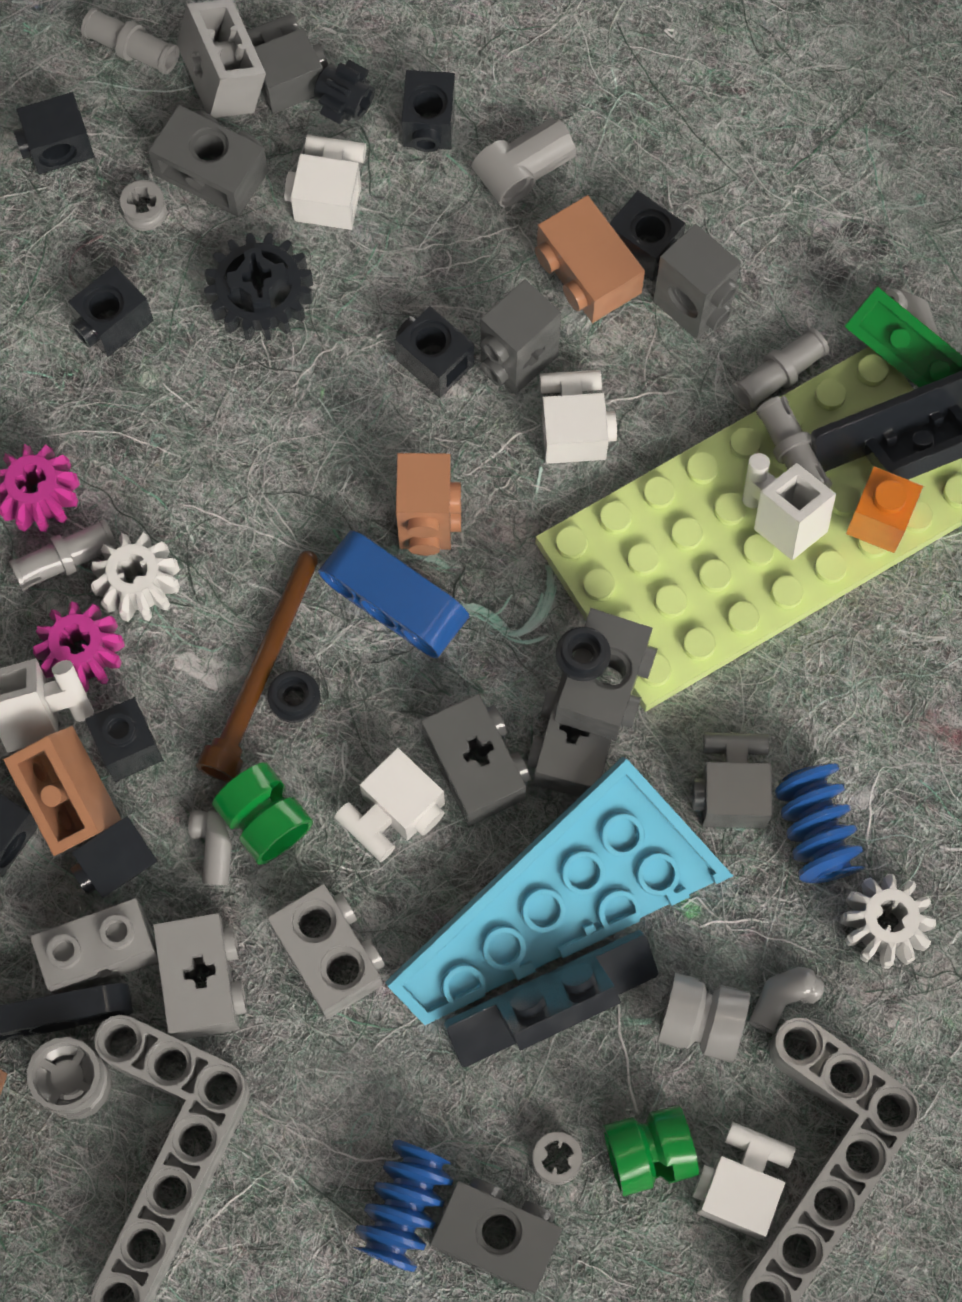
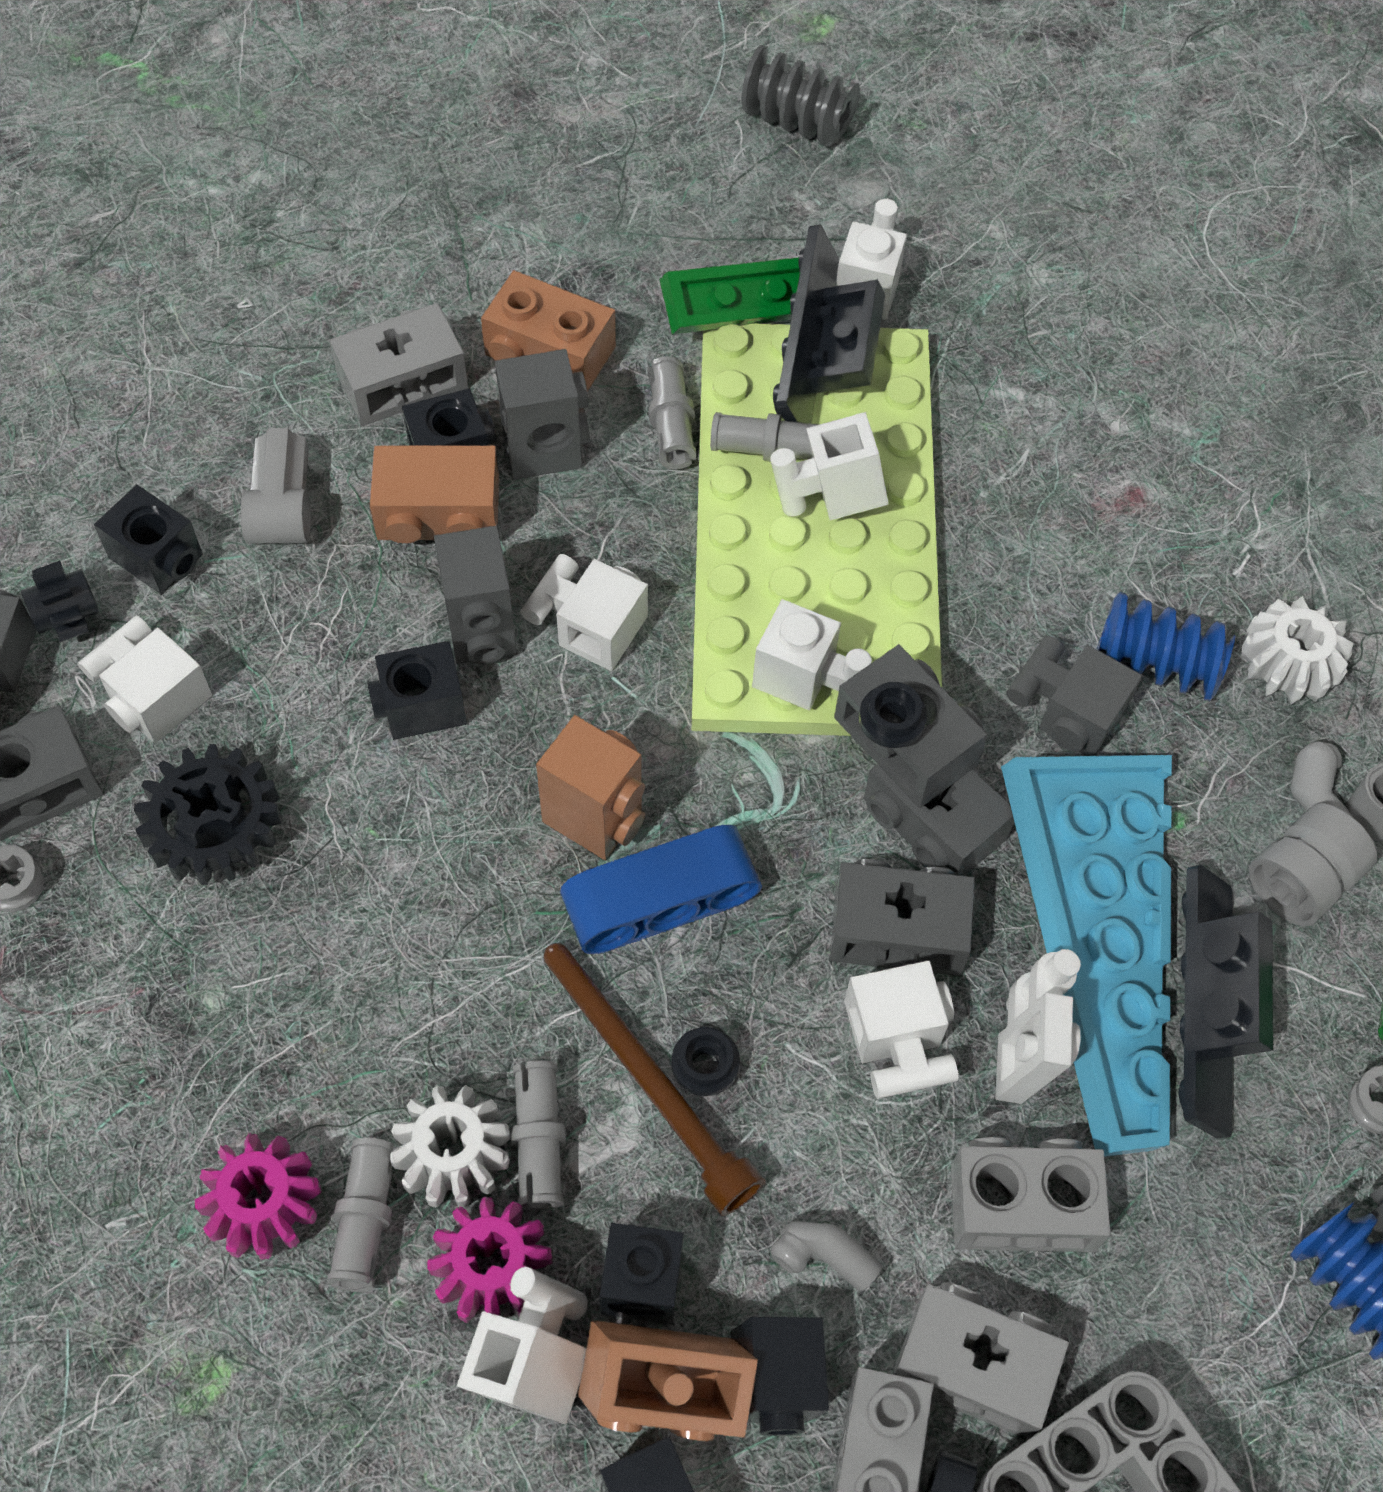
camera: 60 degrees left, 10 degrees down
(109, 292) = (92, 964): black brick -> none
(177, 624) = (538, 1135): none -> light grey pin
(262, 813) = (830, 1170): green wheel -> none
(428, 894) = (1039, 1029): none -> white plate
(616, 572) = (801, 656): none -> white brick
(683, 164) = (398, 363): none -> light grey brick
(785, 243) = (542, 318): none -> nougat brick
(884, 509) = (896, 398): orange brick -> none

